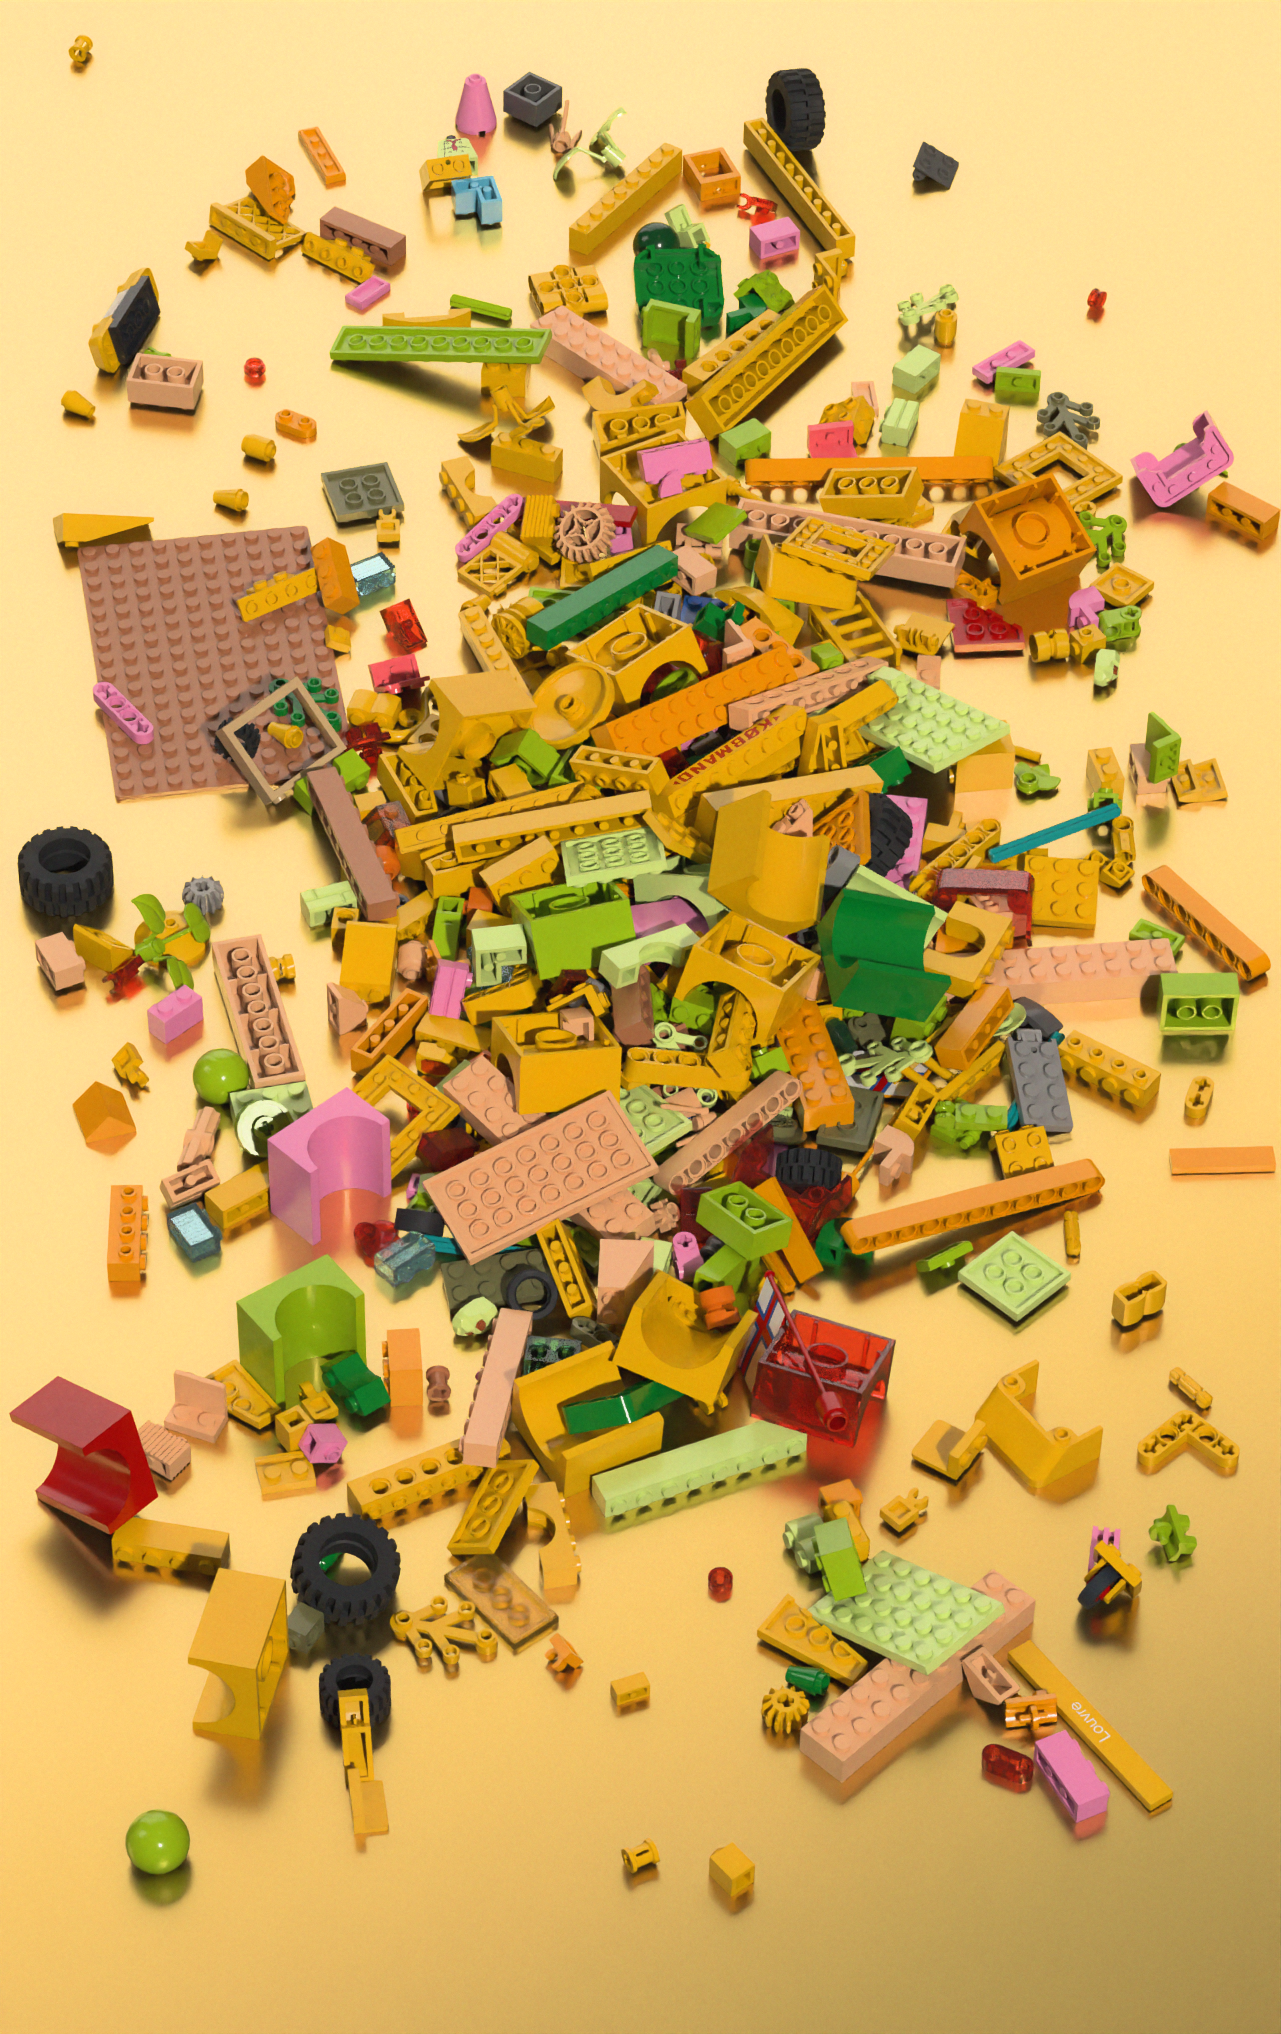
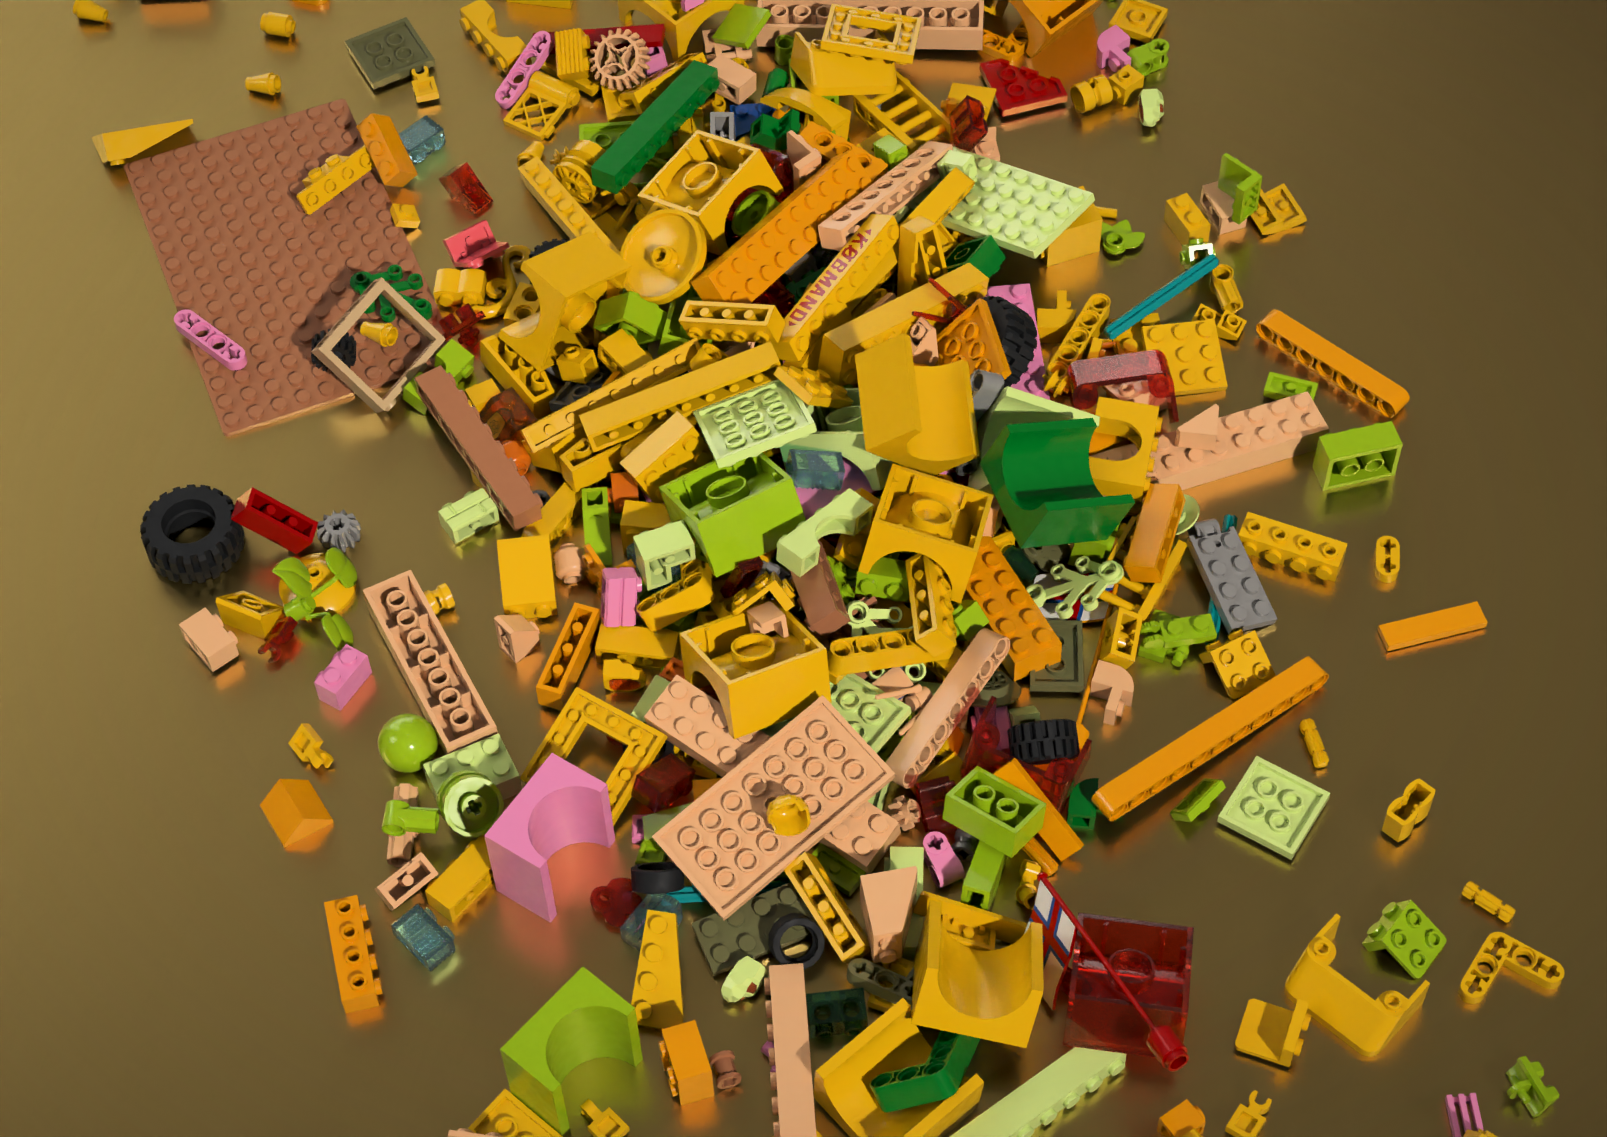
camera: 10 degrees left, 10 degrees up
(144, 869) = (274, 520): none -> red brick
(199, 1130) = (403, 818): none -> lime piece
(339, 922) = (488, 533): yellow brick -> none
(355, 1383) = (638, 1091): green brick -> none
(399, 1293) = (658, 975): none -> yellow wing
(549, 1181) = (788, 815): none -> yellow hair
(659, 905) = (816, 469): none -> clear light blue brick
(719, 1307) = (999, 924): orange wheel -> none
(738, 578) = (776, 79): none -> green cone
(836, 800) = (953, 309): none -> clear red plant
(912, 647) = (968, 123): none -> clear red brick
(1039, 1018) = (1209, 503): dark grey slope -> none
(1046, 949) = (1199, 431): none -> light nougat slope
(1102, 1399) = (1406, 936): none -> lime bracket

